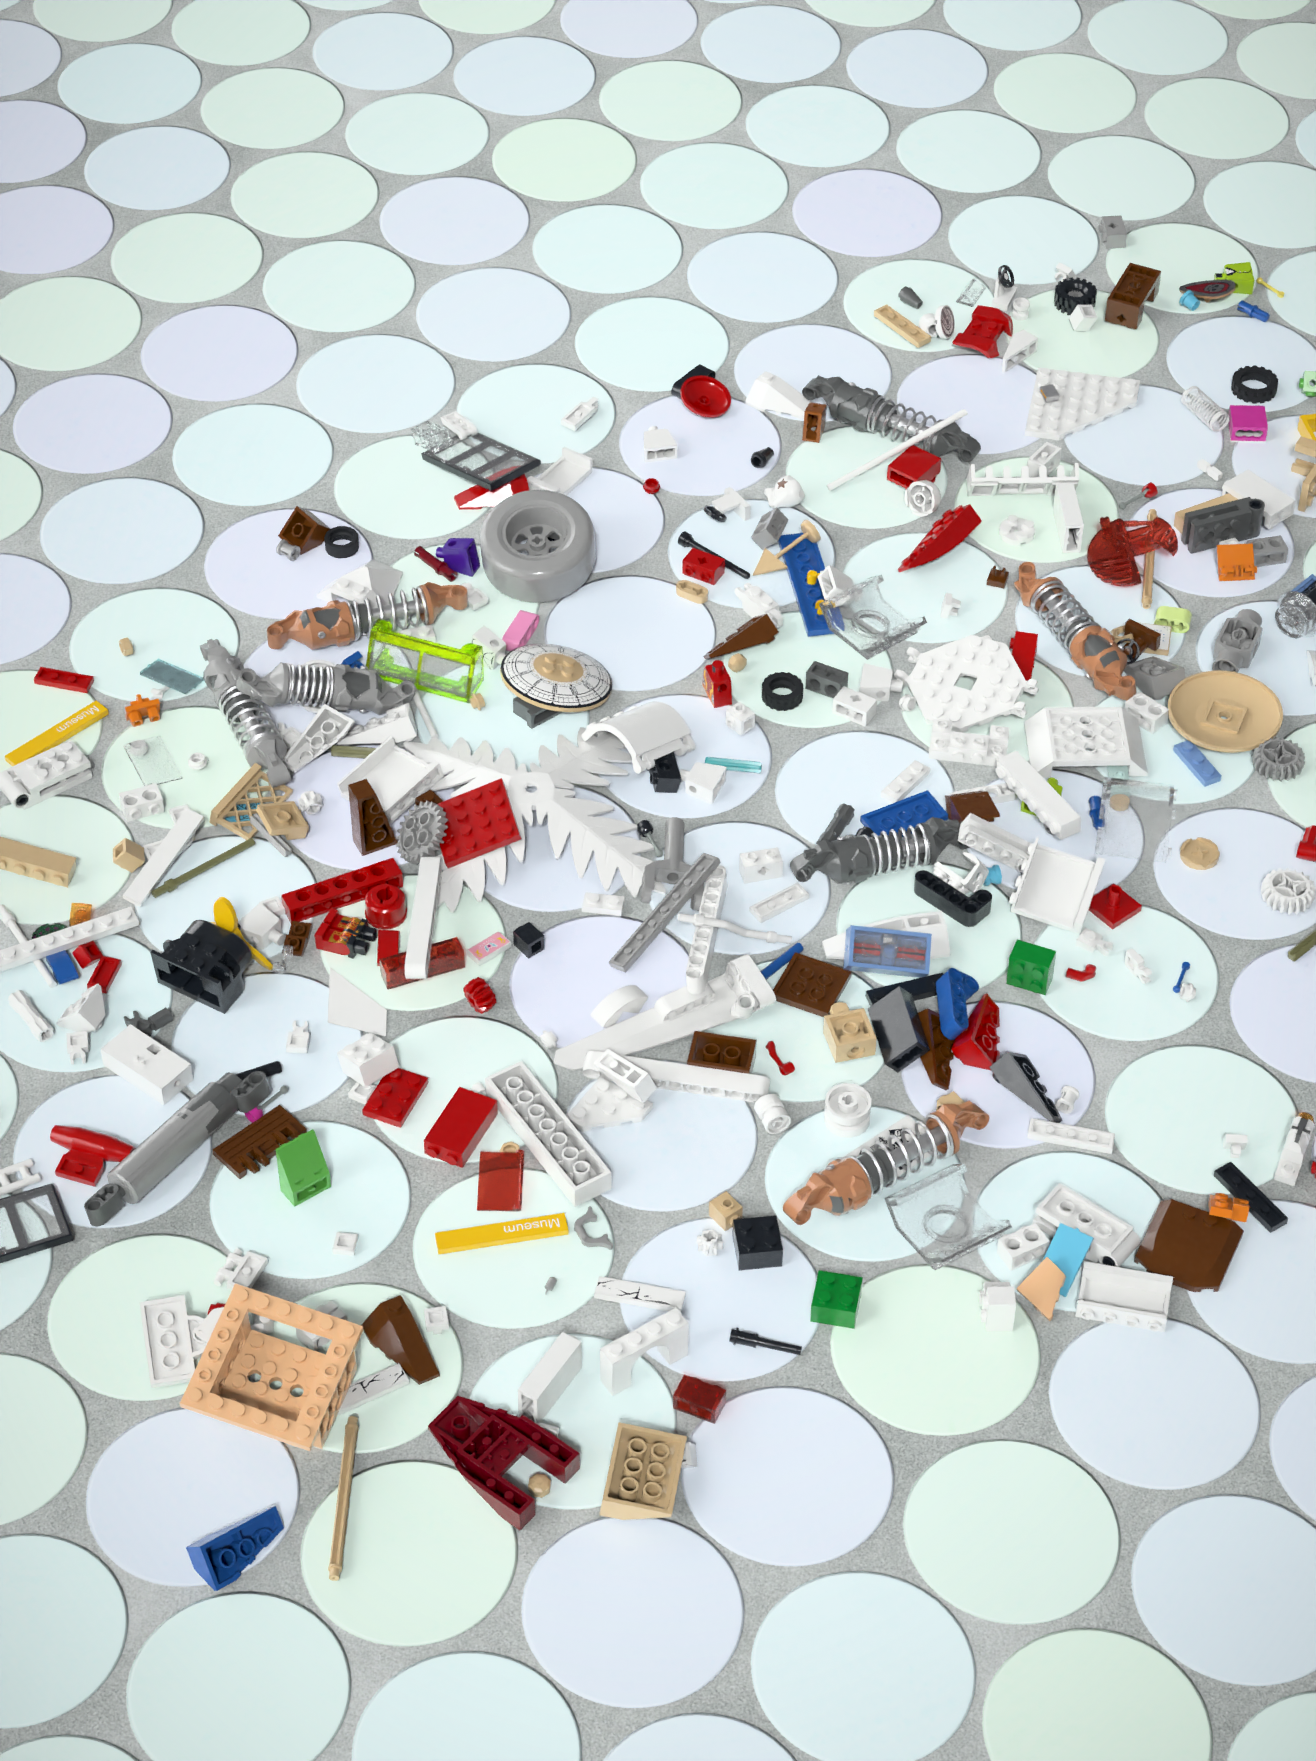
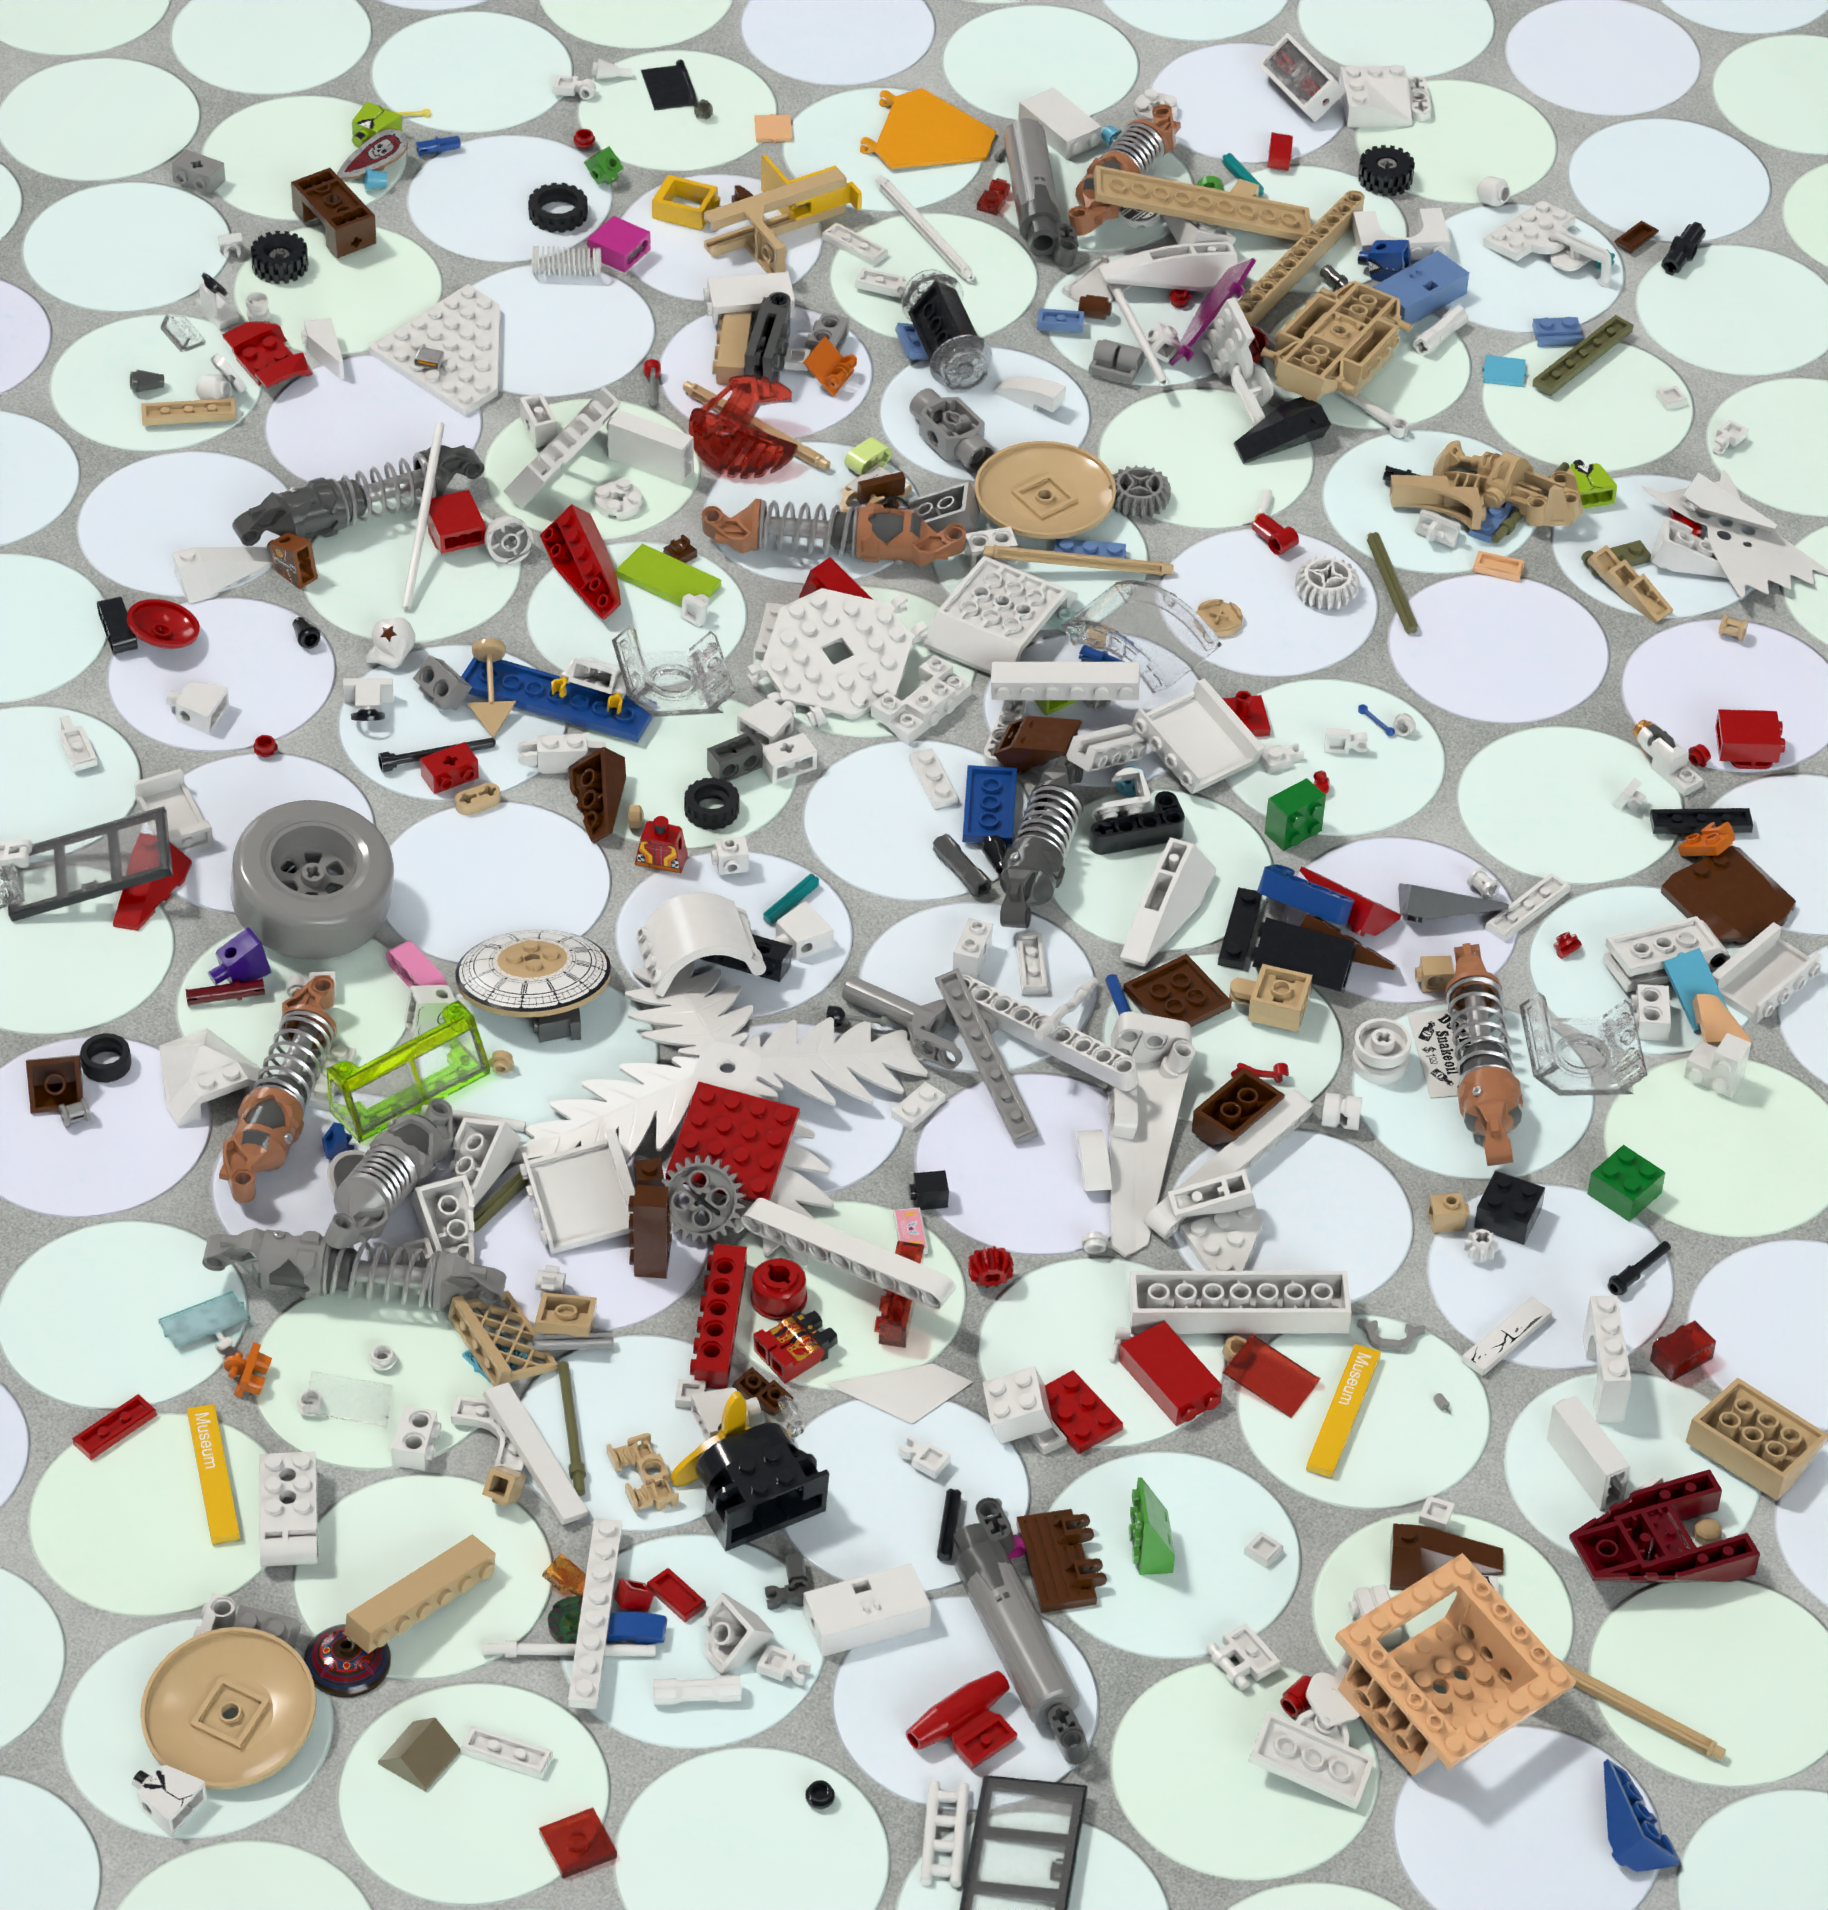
camera: 60 degrees left, 0 degrees up
(126, 646) = (114, 1339): tan tile -> none
(201, 908) = (644, 1459): none -> tan piece
(387, 944) = (841, 1312): red slope -> none
(887, 951) = (1195, 907): brick -> none
(969, 582) = (665, 575): none -> lime tile
(1051, 1172) = (1566, 944): none -> red plate
(1083, 317) = (328, 268): white brick -> none
(1176, 758) = (1078, 560): none -> tan piece
(1210, 470) = (663, 310): white piece -> none

